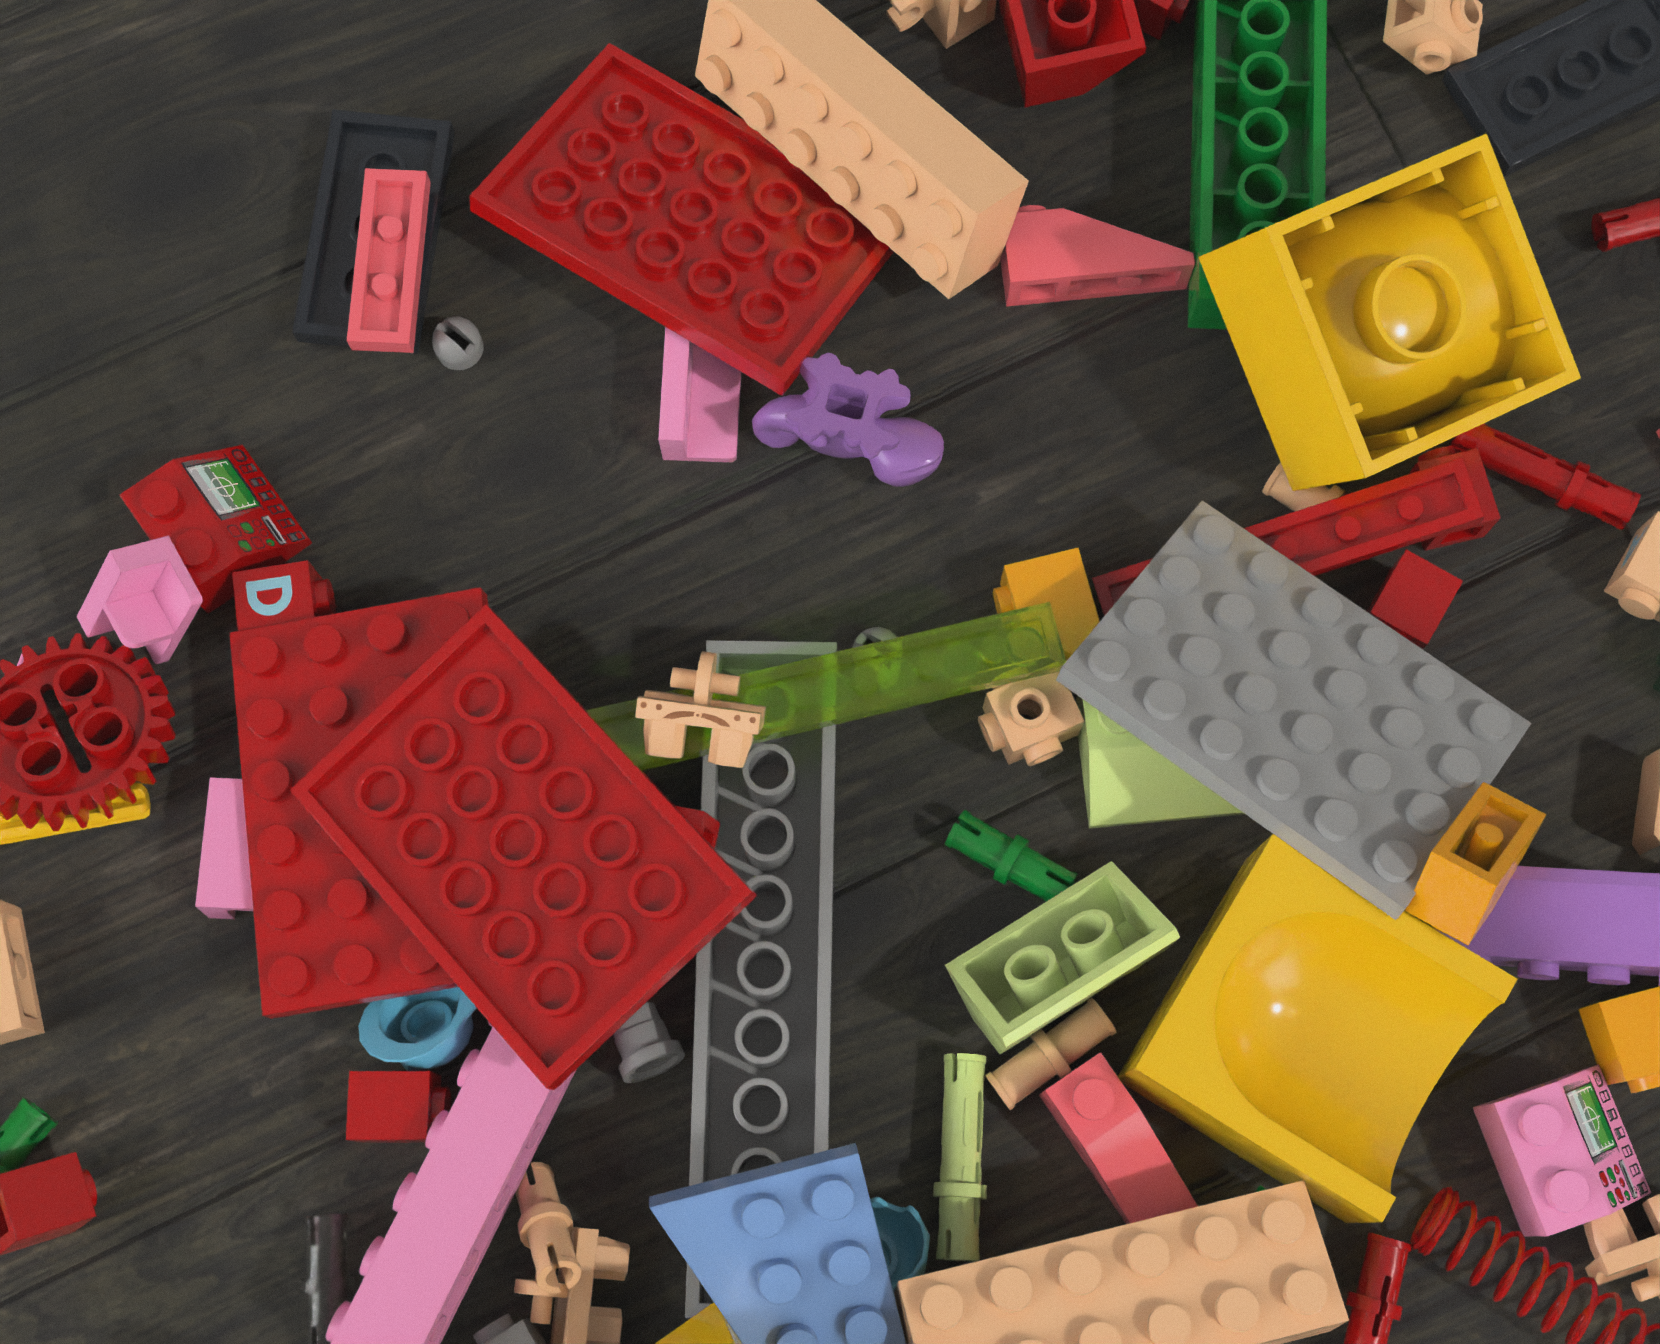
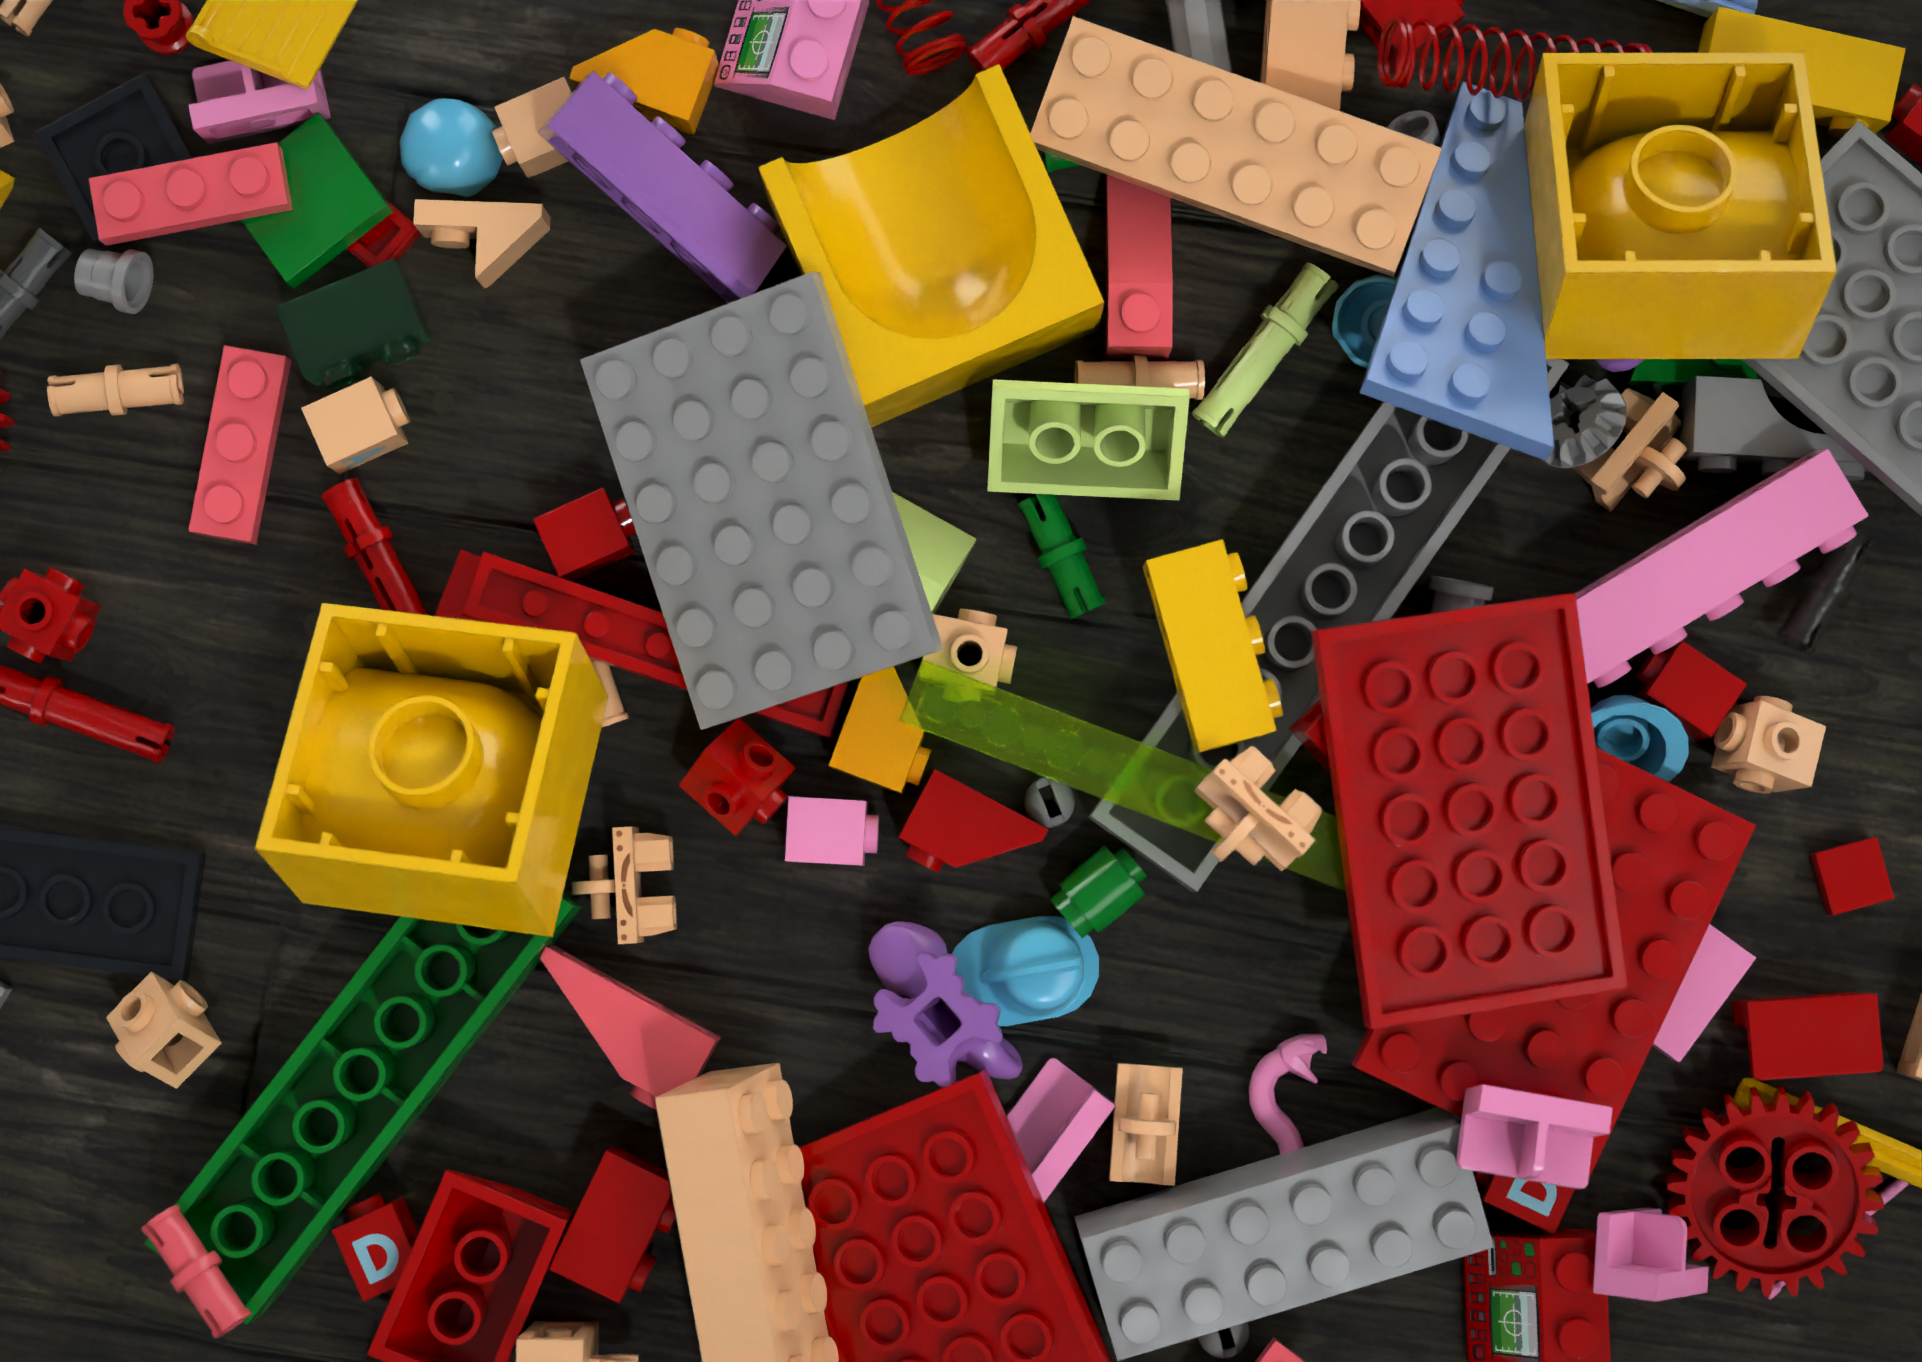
camera: 145 degrees left, 10 degrees up
(111, 881) = (1811, 1034): none -> red panel
(154, 1045) = (1851, 876): none -> red tile
(294, 1101) = (1768, 746): none -> light nougat brick
(298, 620) = (1529, 1135): none -> bright pink panel
(458, 434) = (1283, 1232): none -> light grey brick
(490, 477) = (1290, 1056): none -> bright pink animal
(546, 1229) = (1630, 508): light nougat pin -> none
(623, 1287) = (1600, 420): none -> light grey gear
(625, 447) = (1145, 1124): none -> light nougat hips
(787, 600) = (1099, 891): none -> green brick
(803, 511) = (1029, 968): none -> medium azure piece
(832, 839) = (1212, 646): none -> yellow brick
(932, 583) = (963, 826): none -> red slope
(987, 96) = (616, 1225): none -> red brick
(1038, 505) = (830, 831): none -> bright pink brick
(1140, 494) = (739, 778): none -> red brick
(1169, 355) = (635, 914): none -> light nougat hips
(1474, 862) = (723, 274): light orange slope -> none

